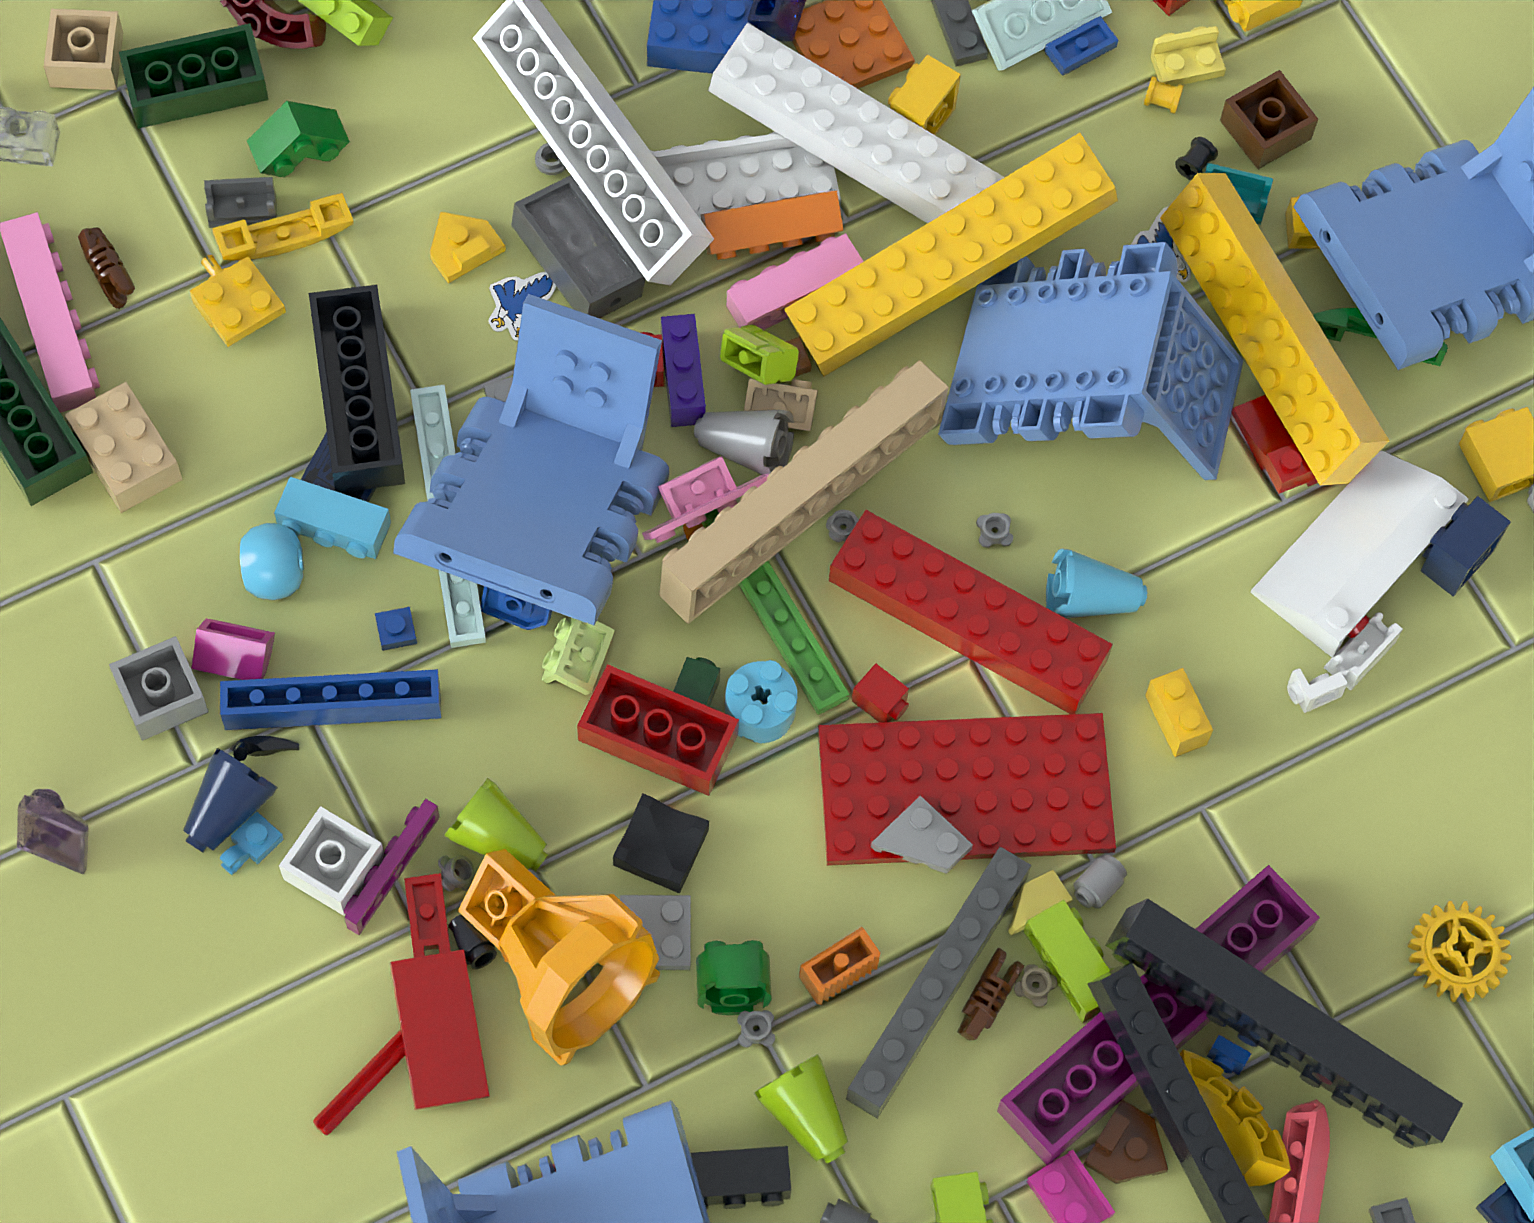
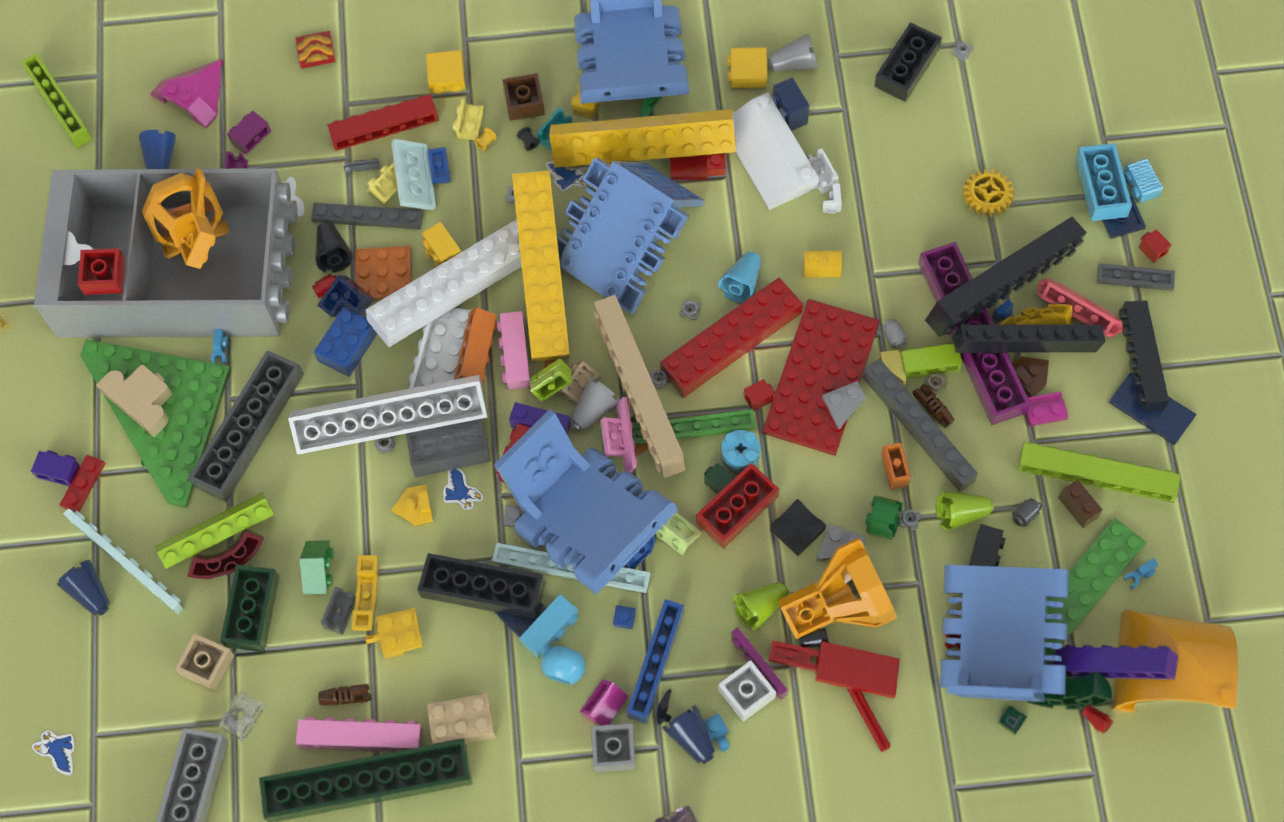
camera: 60 degrees left, 0 degrees up
(456, 872) = (774, 632): flat silver plate -> none

